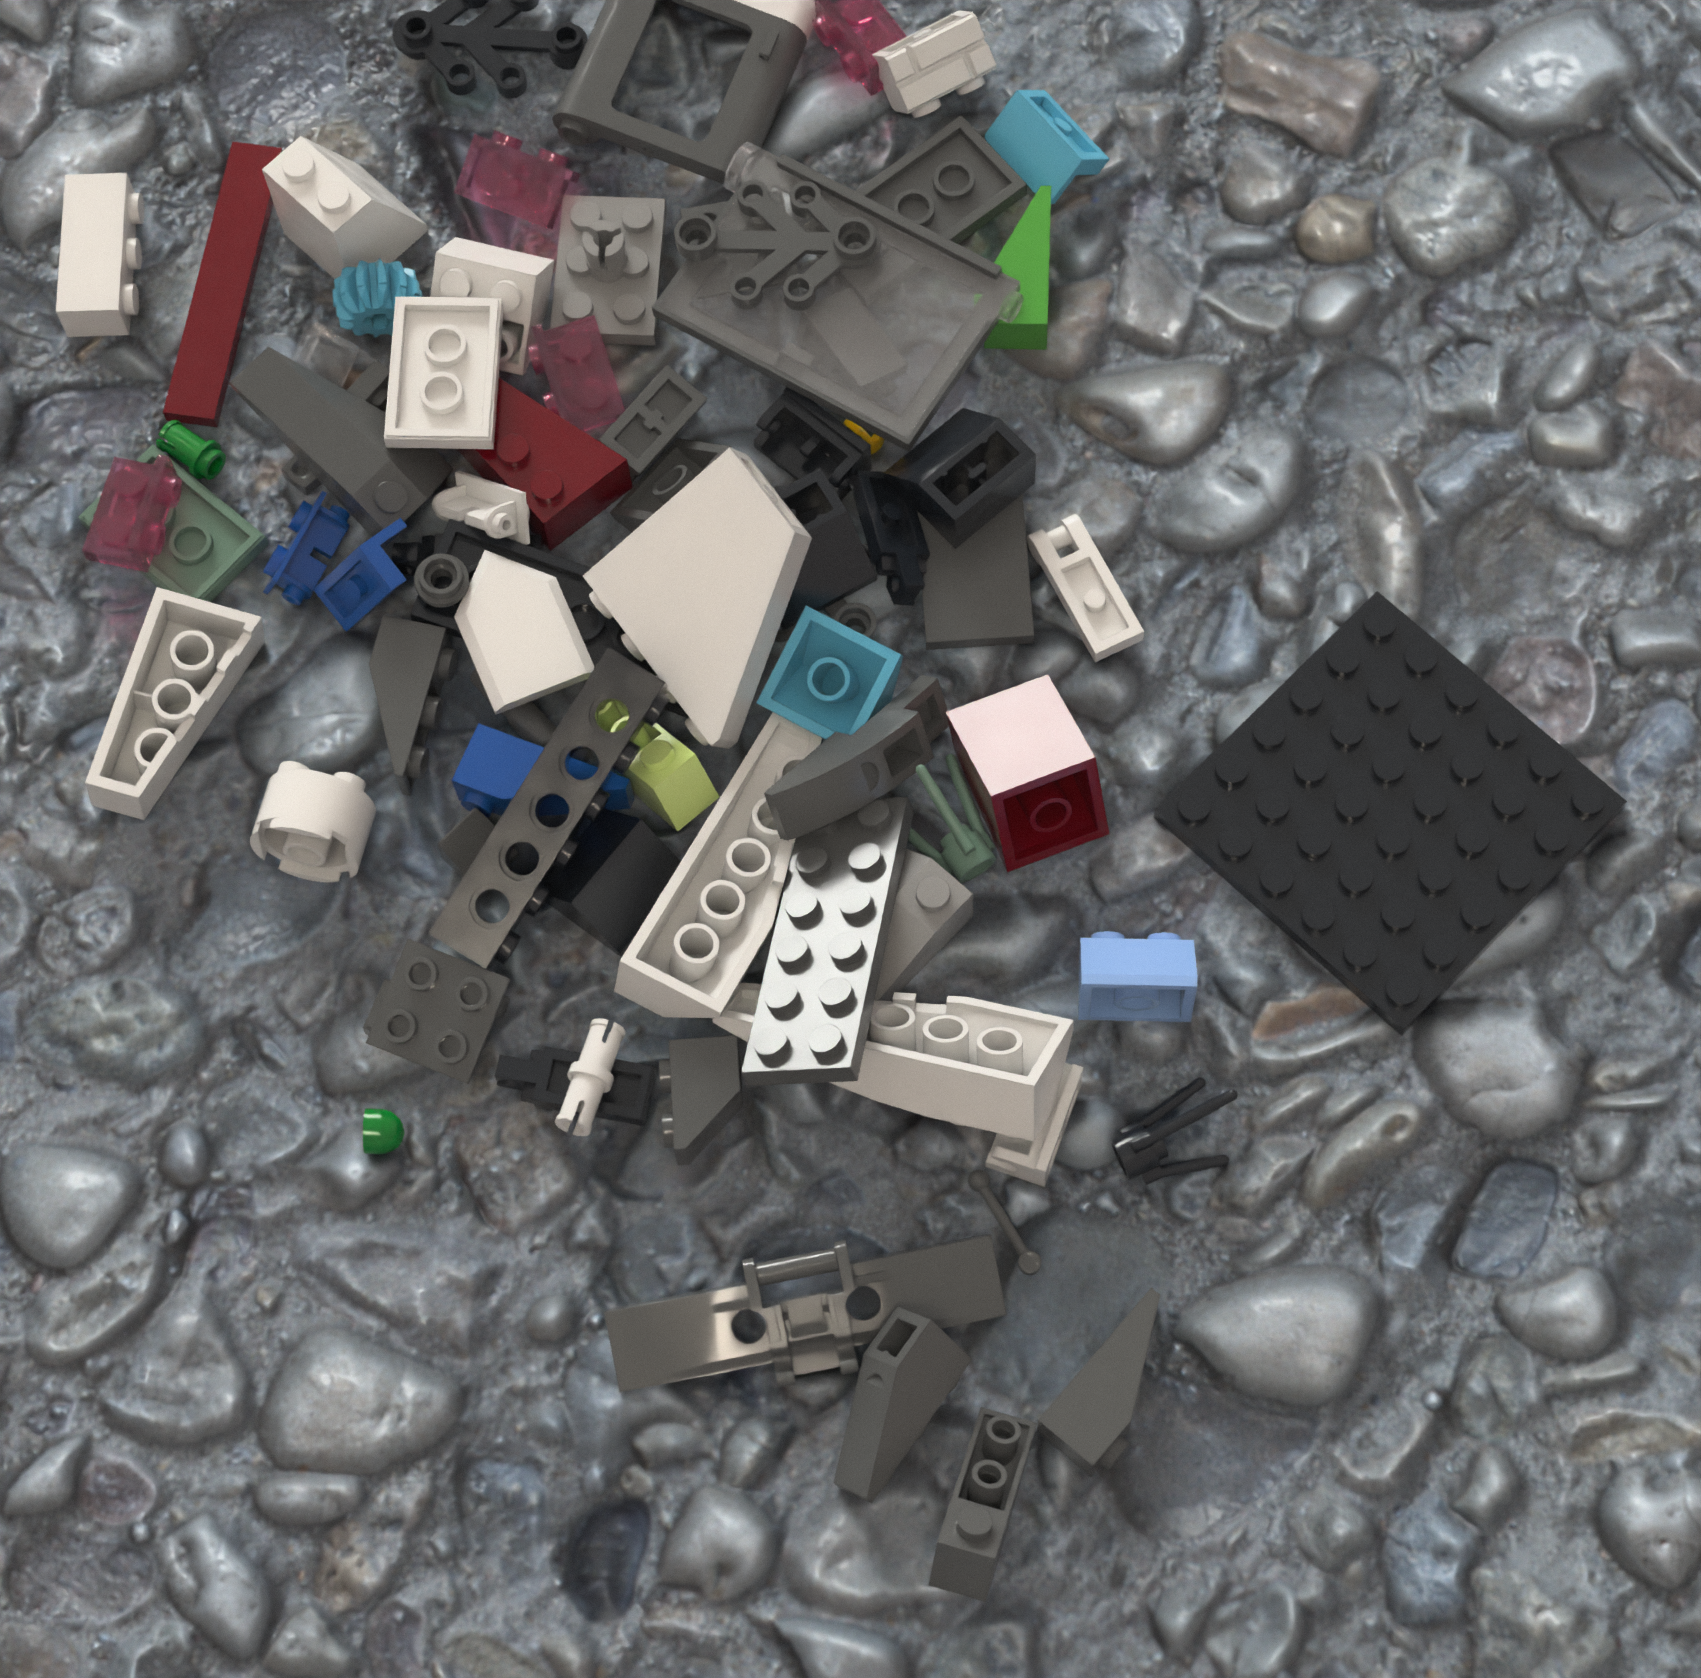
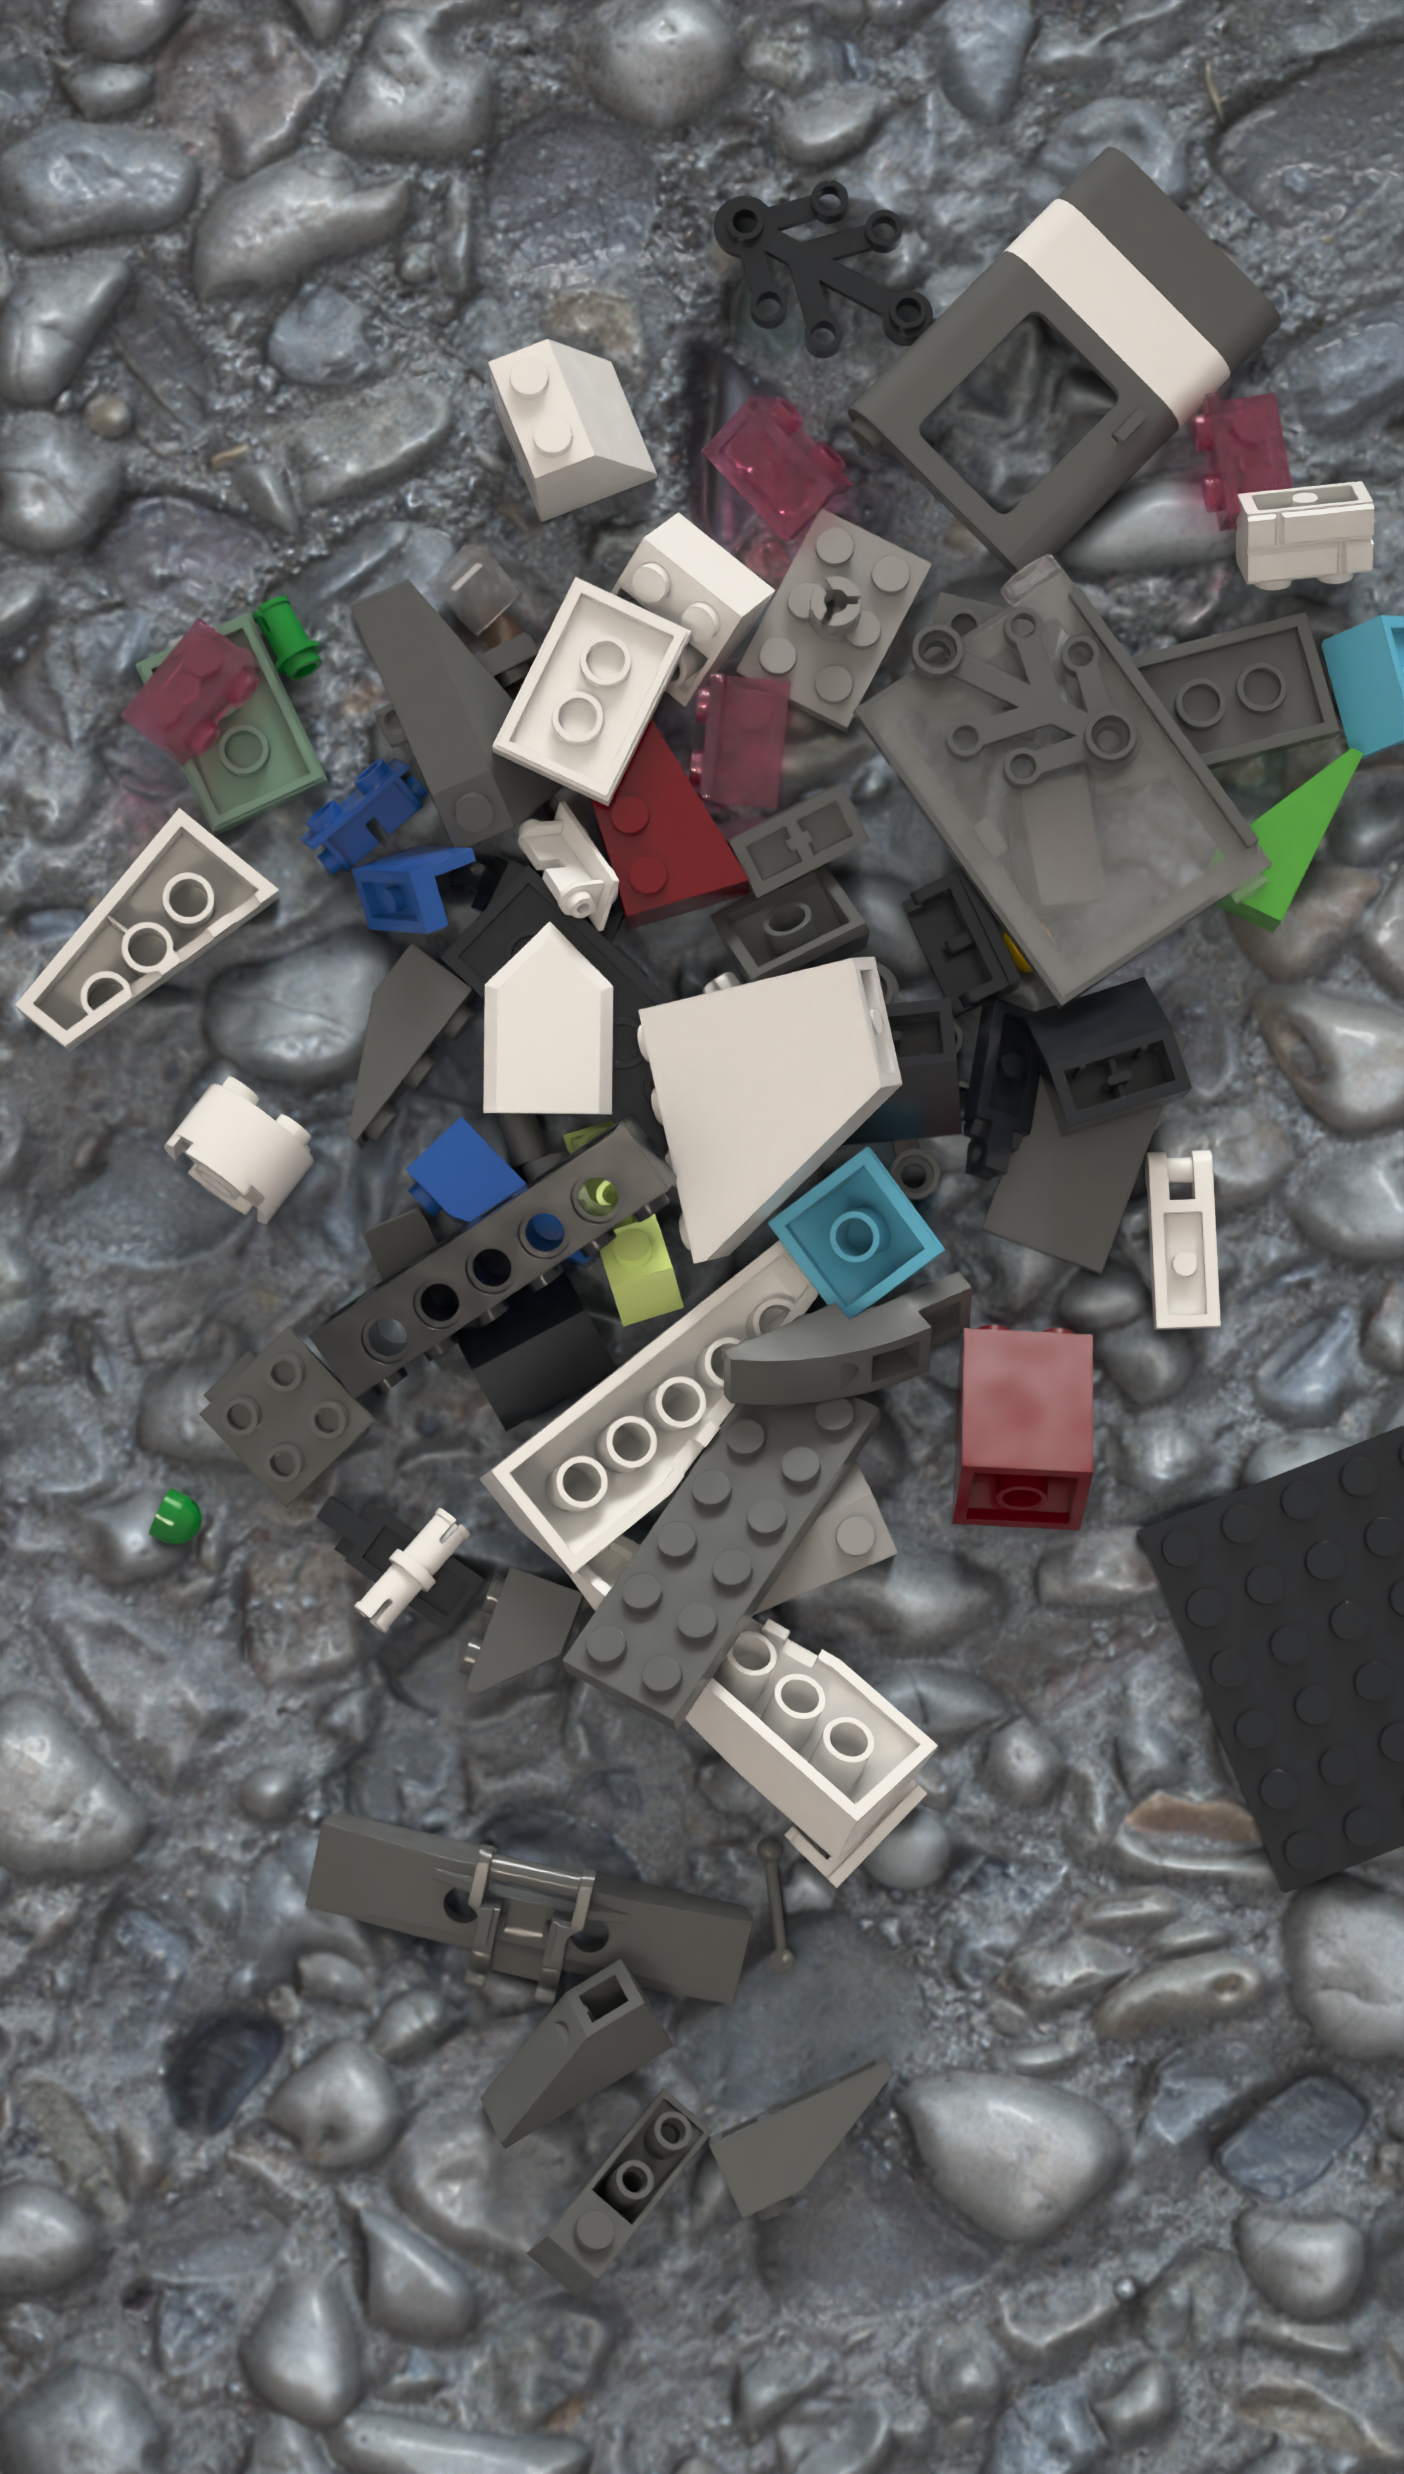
camera: 20 degrees right, 15 degrees up
(99, 255) = (279, 352): white brick -> none
(222, 288) = (404, 446): dark red tile -> none
(367, 295) = (557, 547): medium azure gear -> none
(437, 566) = (478, 920): dark grey plate -> none
(965, 851) = (916, 1485): sand green plant -> none
(1136, 978) = (1031, 1712): light blue slope -> none
(1142, 1146) = (951, 1897): black plant -> none

